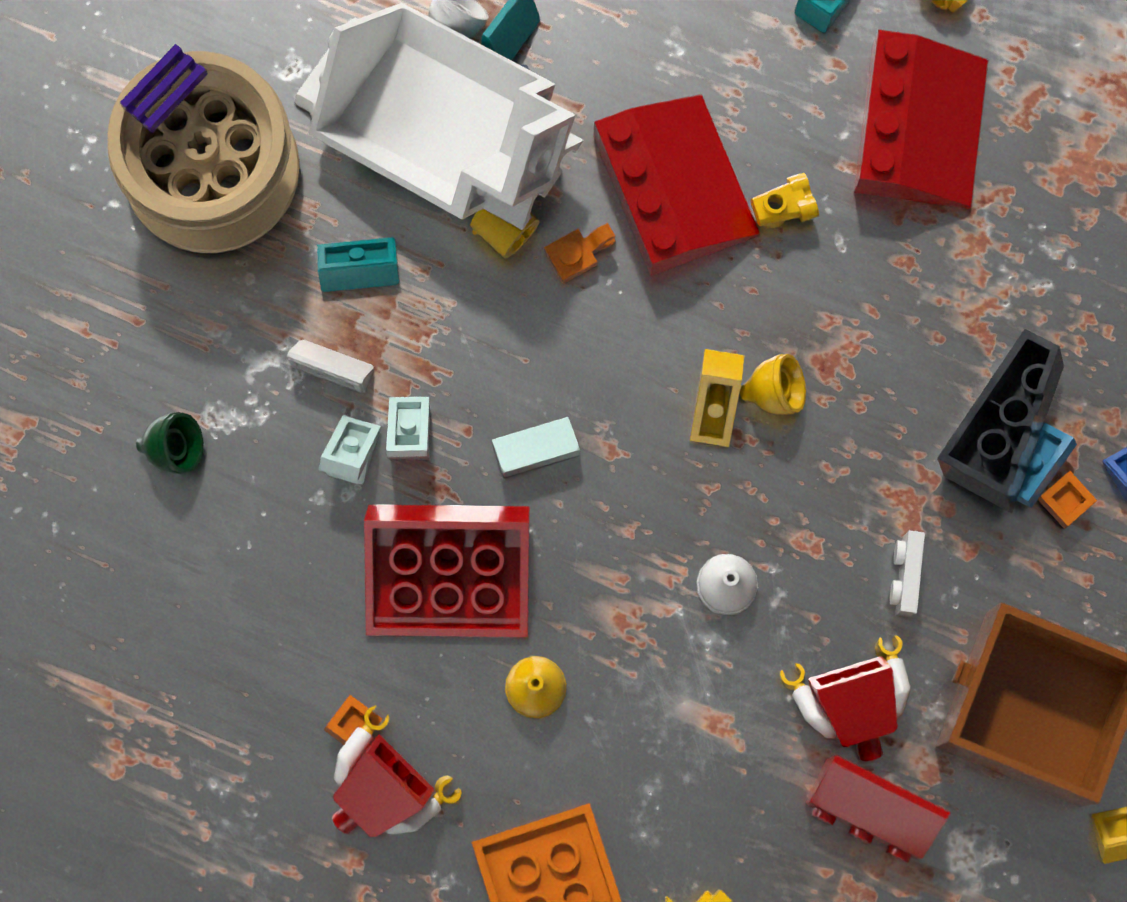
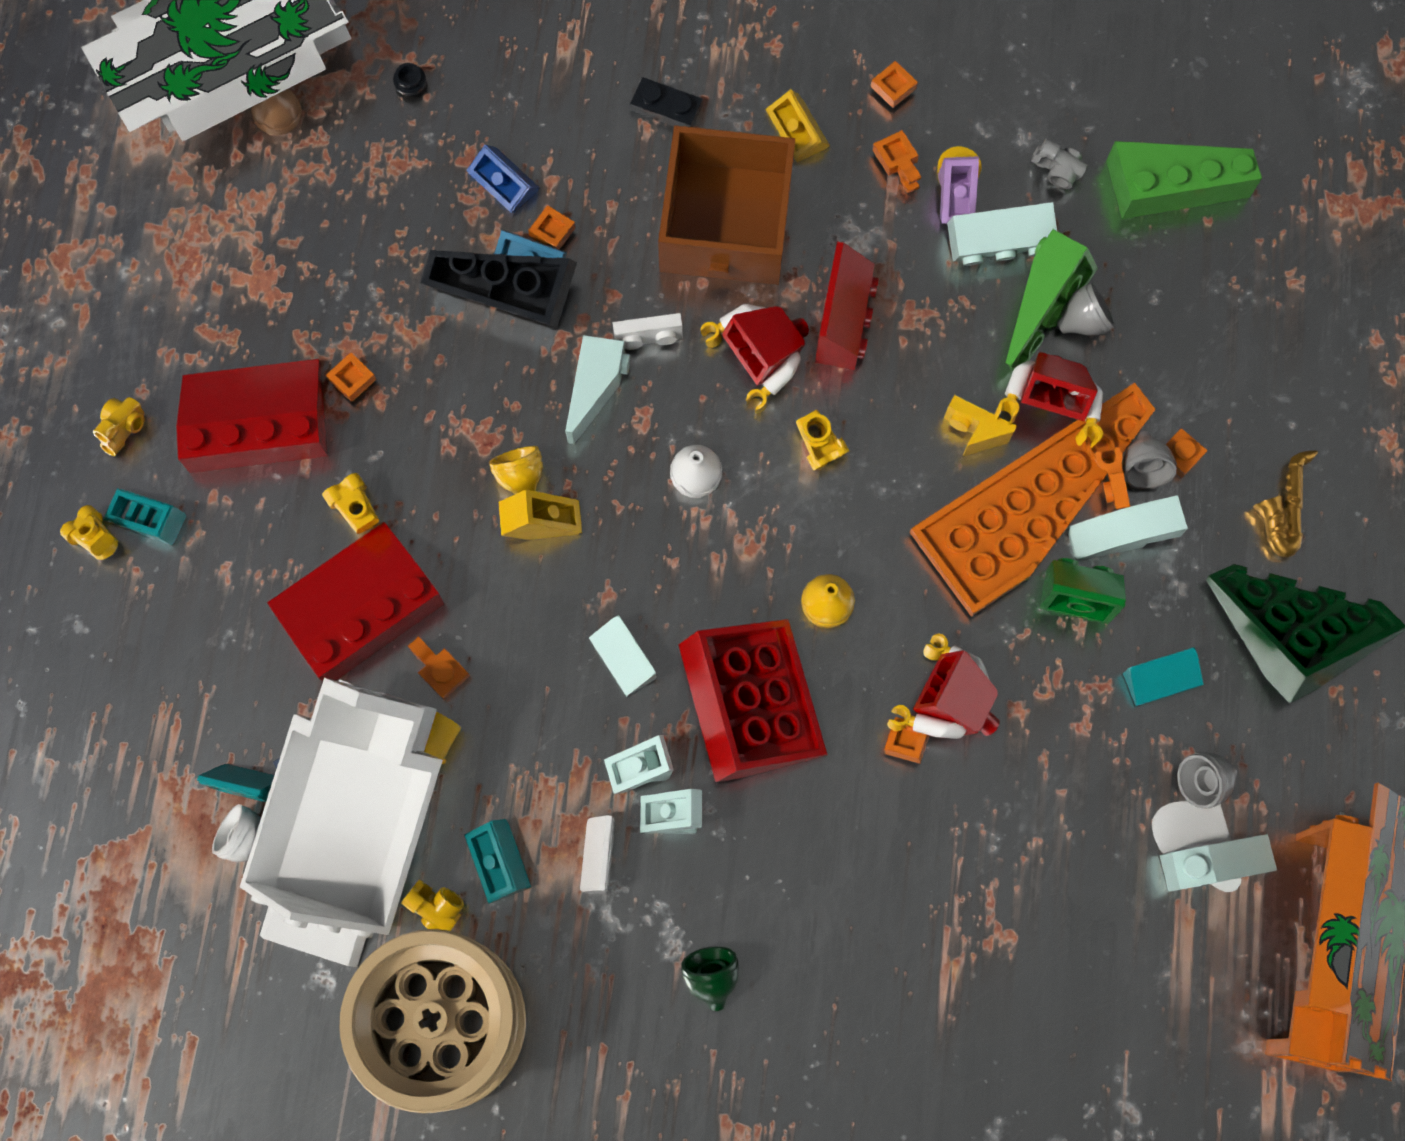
camera: 105 degrees left, 5 degrees down
(153, 77) = (358, 1048): dark purple tile -> none
(323, 189) = (438, 909): none -> yellow plate
(715, 735) = (825, 447): none -> yellow plate
(864, 500) = (596, 380): none -> light aqua slope
(937, 234) = (351, 377): none -> orange plate

